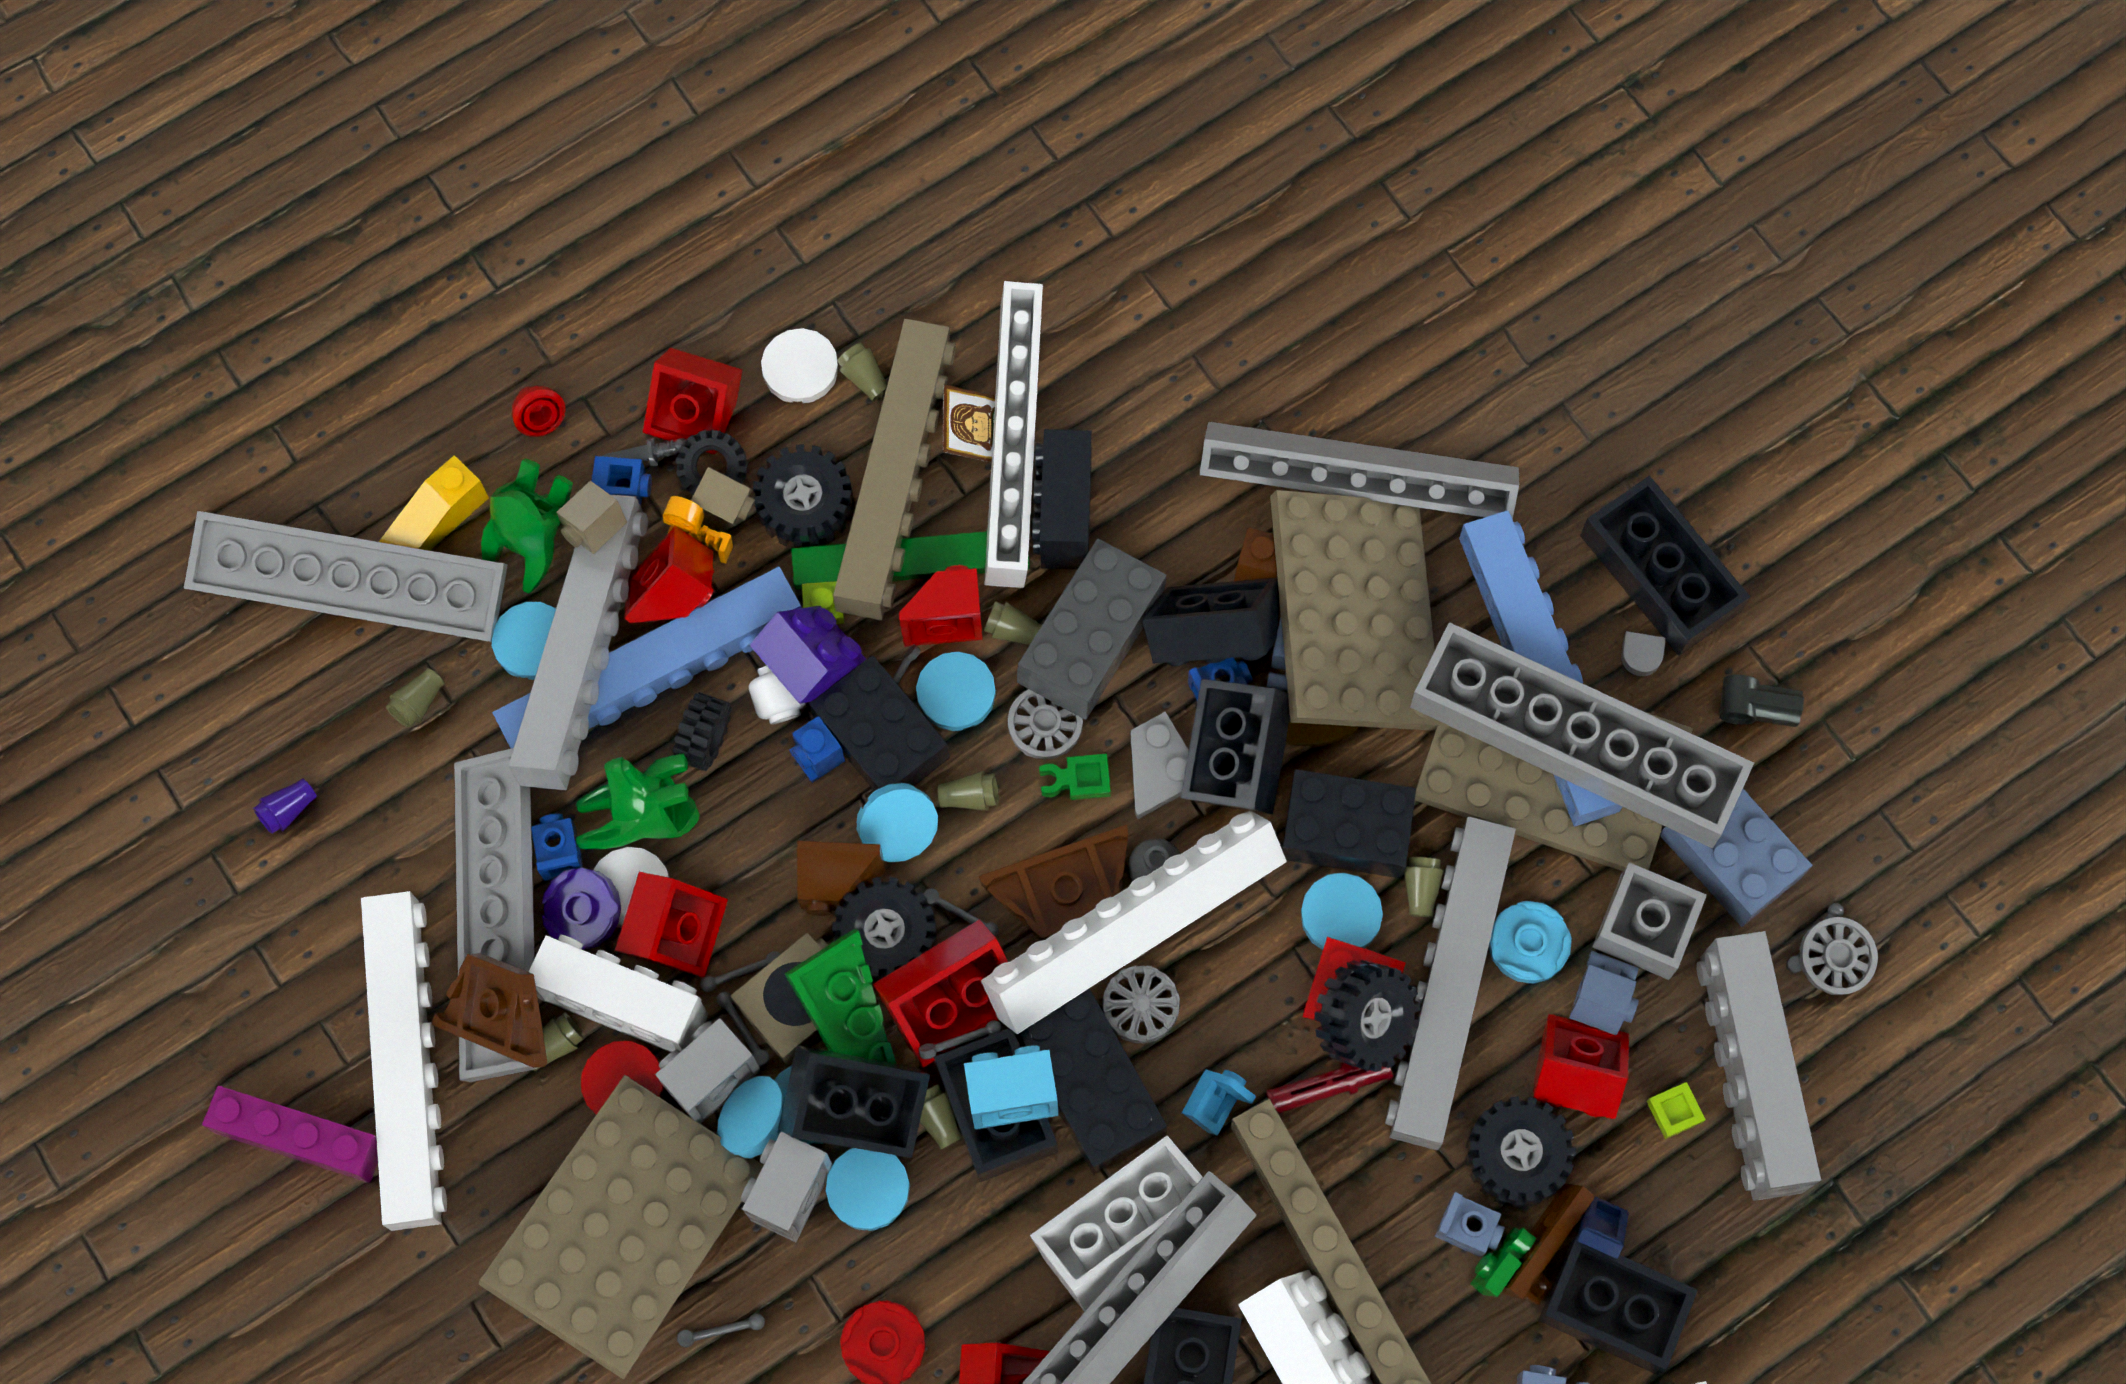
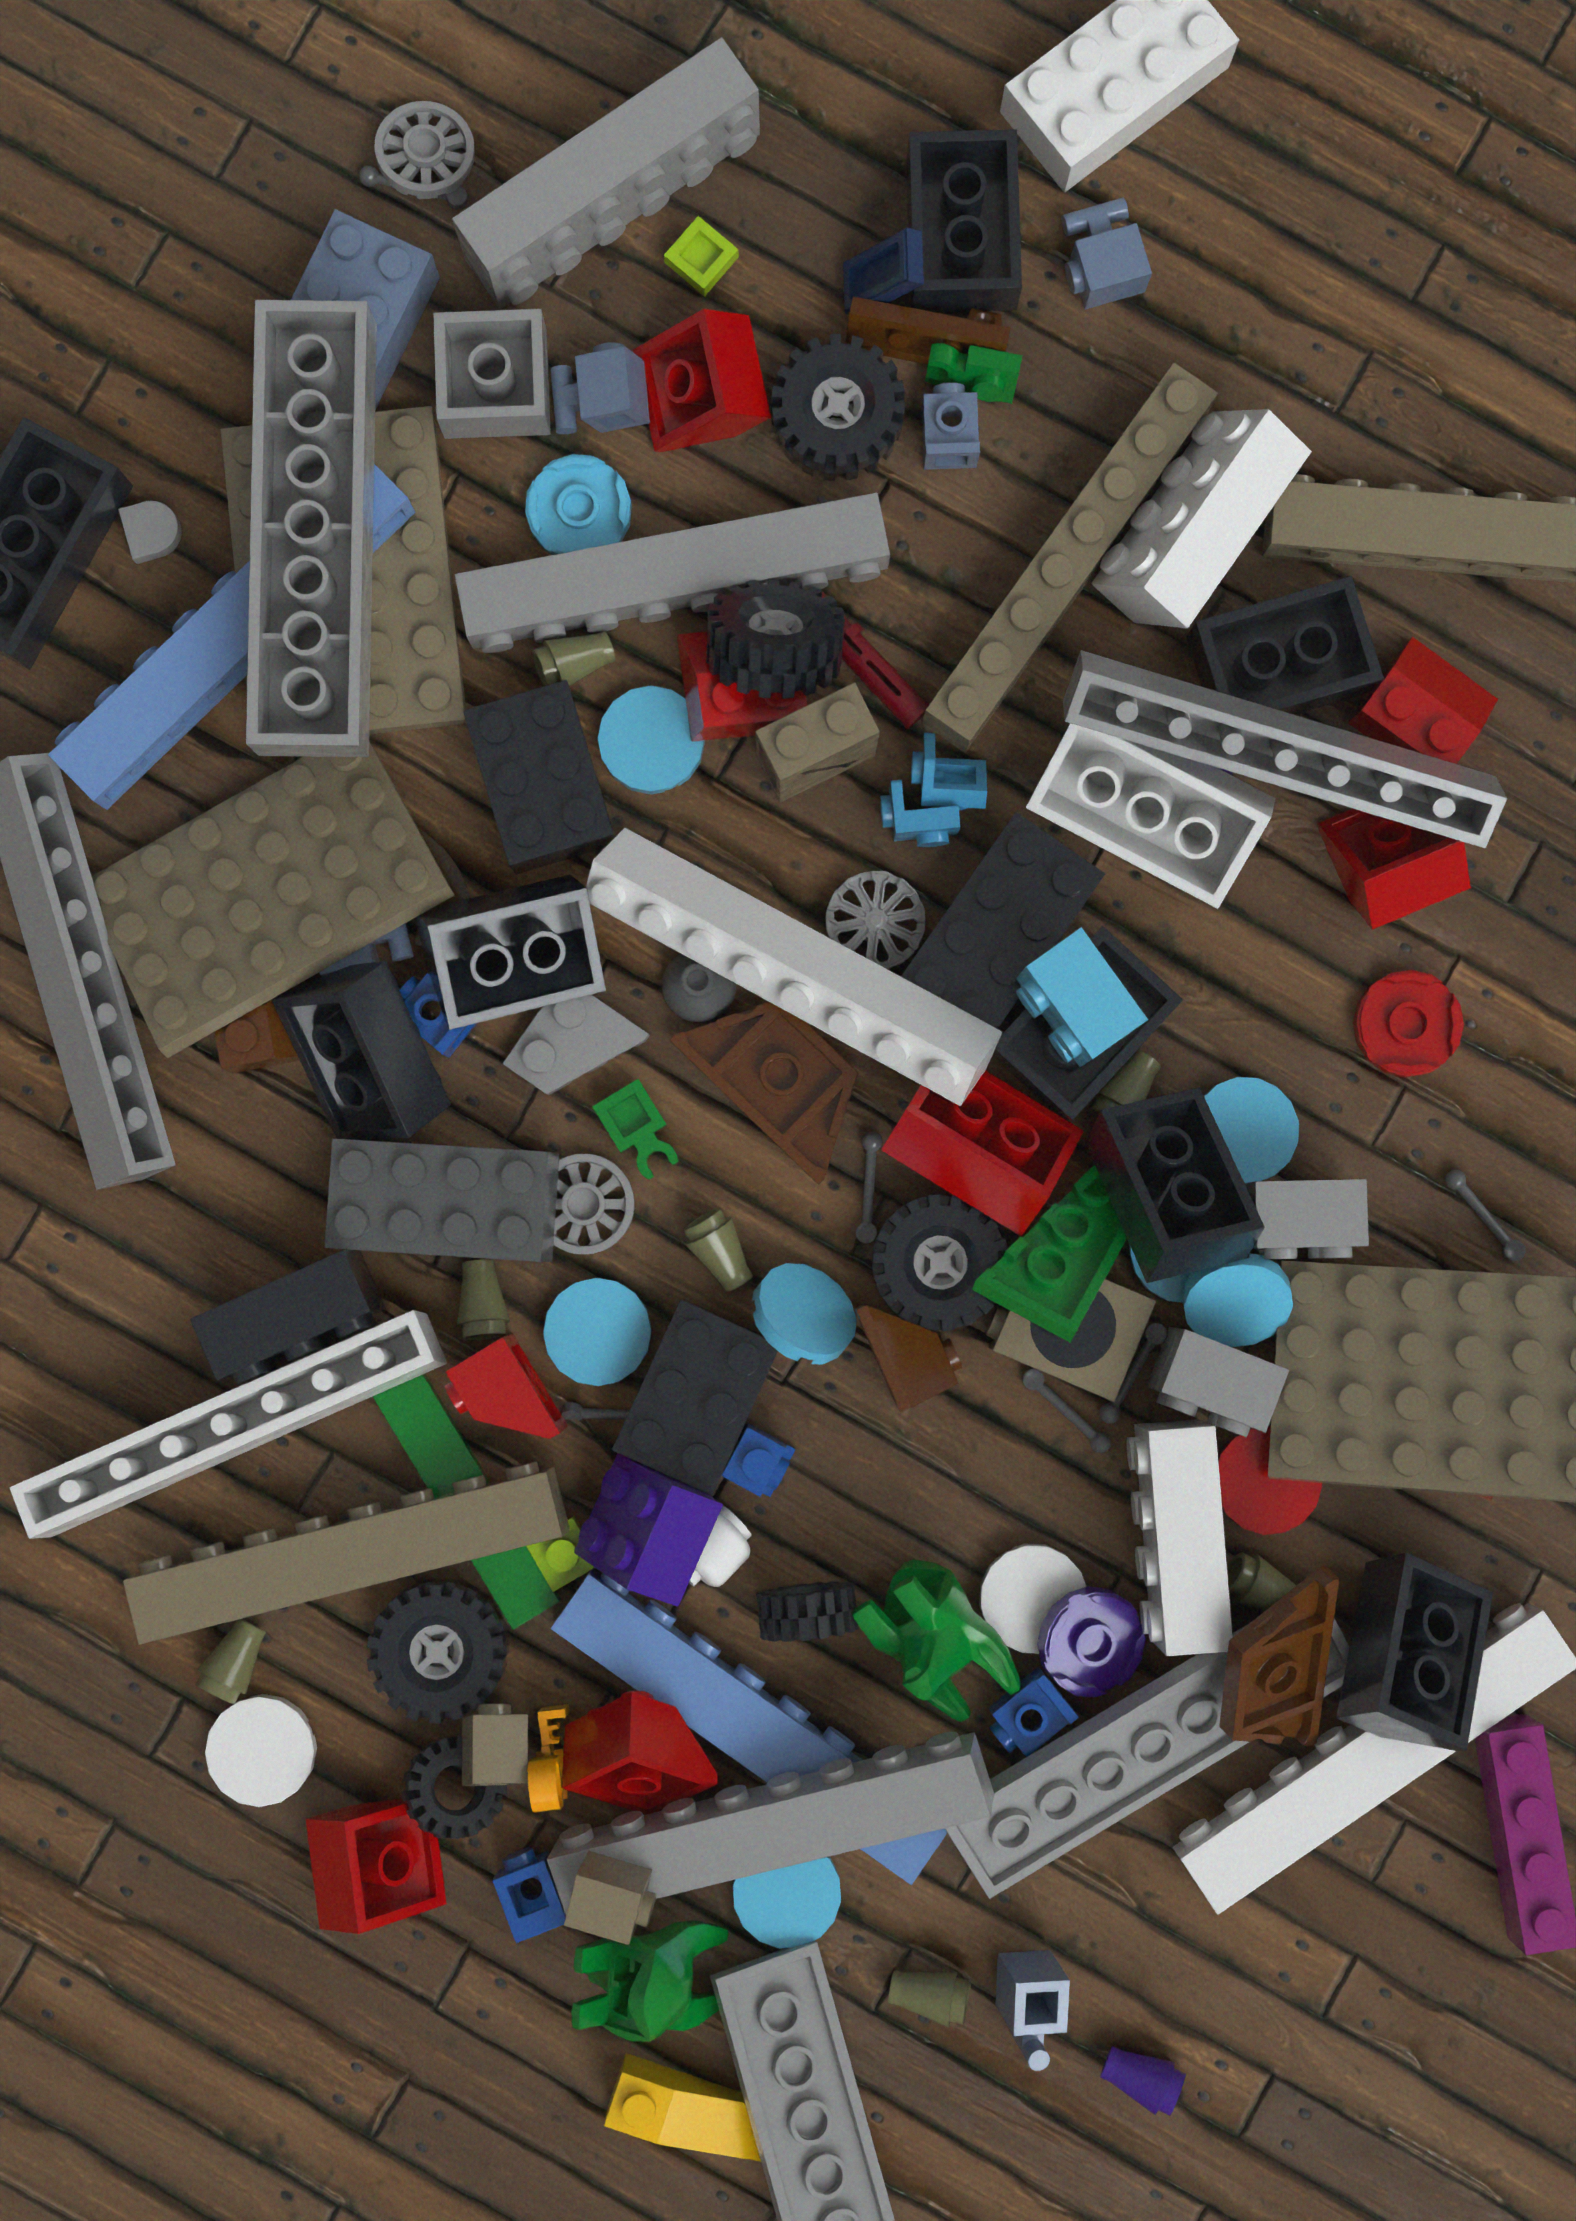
camera: 120 degrees left, 15 degrees up
(375, 754) = (1032, 2001): none -> sand blue brick
(453, 1113) = (1415, 1653): none -> black slope
(538, 411) = (485, 2055): red brick -> none
(650, 451) = (473, 1884): dark grey piece -> none
(671, 924) = (1061, 1520): red slope -> none
(930, 1050) = (1067, 1130): dark grey hinge -> none
(968, 423) = (241, 1491): sticker -> none
(1188, 1069) = (928, 826): none -> dark azure bracket
(1281, 1011) = (817, 742): none -> dark tan brick
(1748, 701) = (153, 375): pearl dark grey piece -> none

